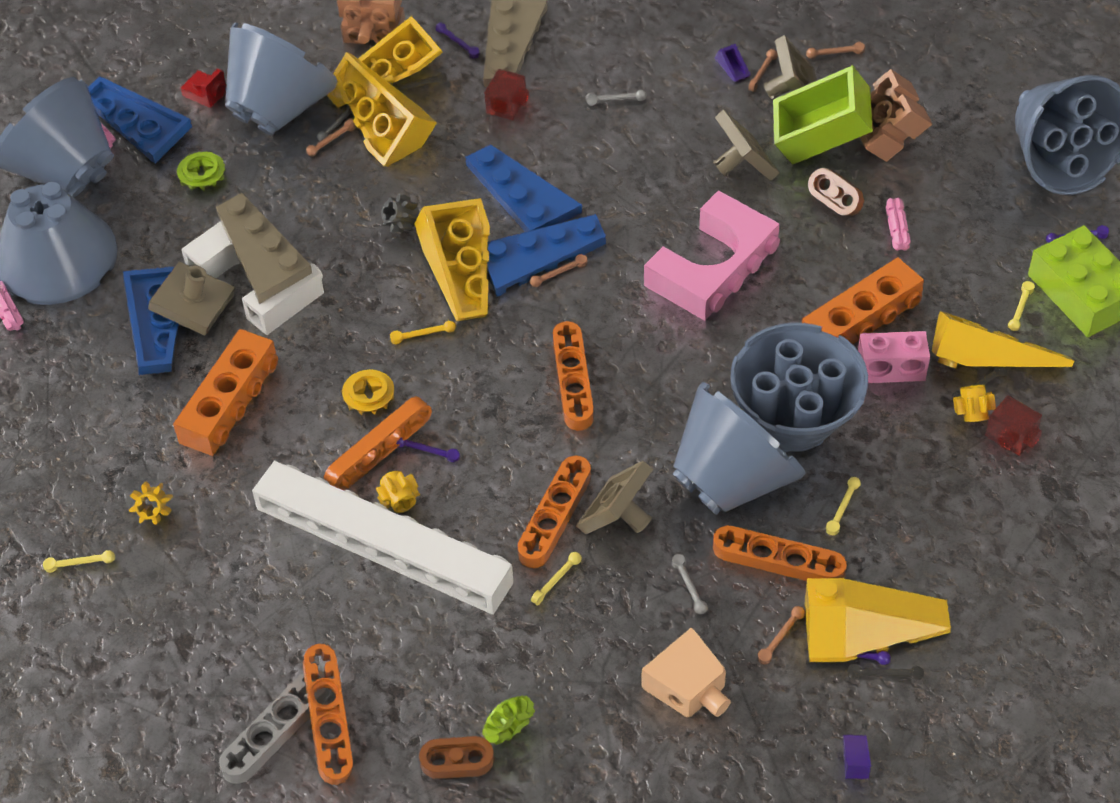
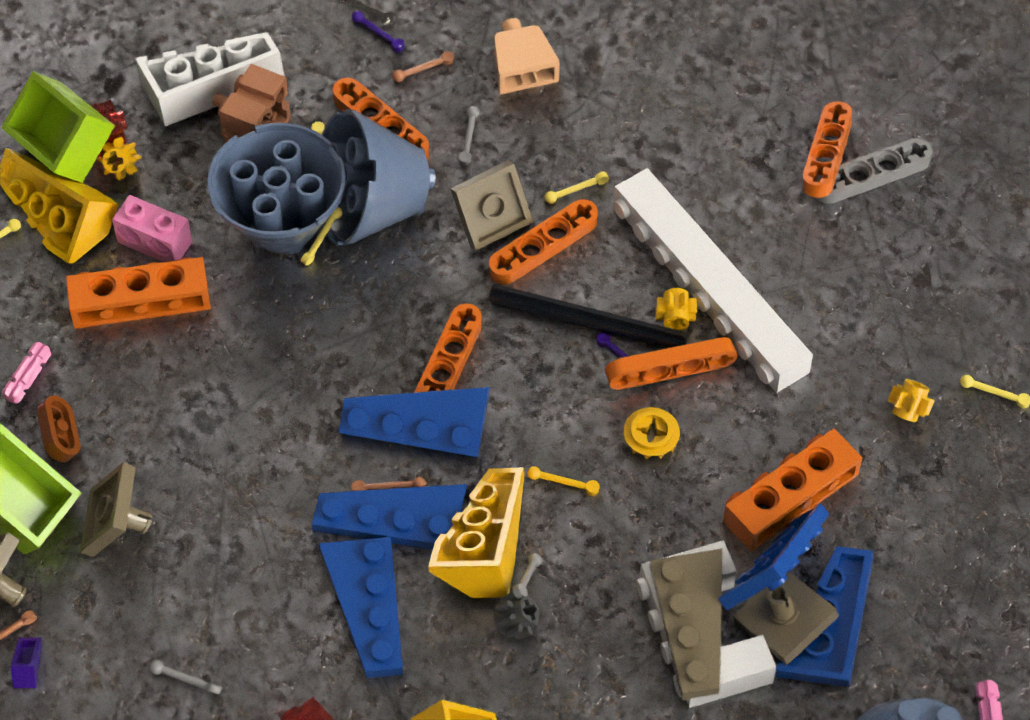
camera: 155 degrees left, 5 degrees up
(209, 300) = (778, 559): none -> blue wing
(403, 217) = (520, 589): none -> light grey hinge
(456, 754) = (740, 83): dark orange plate -> none
(482, 459) = (587, 317): none -> black axle
(508, 719) = (697, 79): lime gear -> none
(569, 310) = (429, 420): none -> blue wing
(705, 287) = (262, 382): bright pink arch -> none
(862, 617) = (357, 43): yellow wedge -> none
(889, 481) = (256, 102): none -> nougat brick
(968, 502) = (188, 81): none -> white wedge
(1040, 379) = (57, 127): none -> lime piece

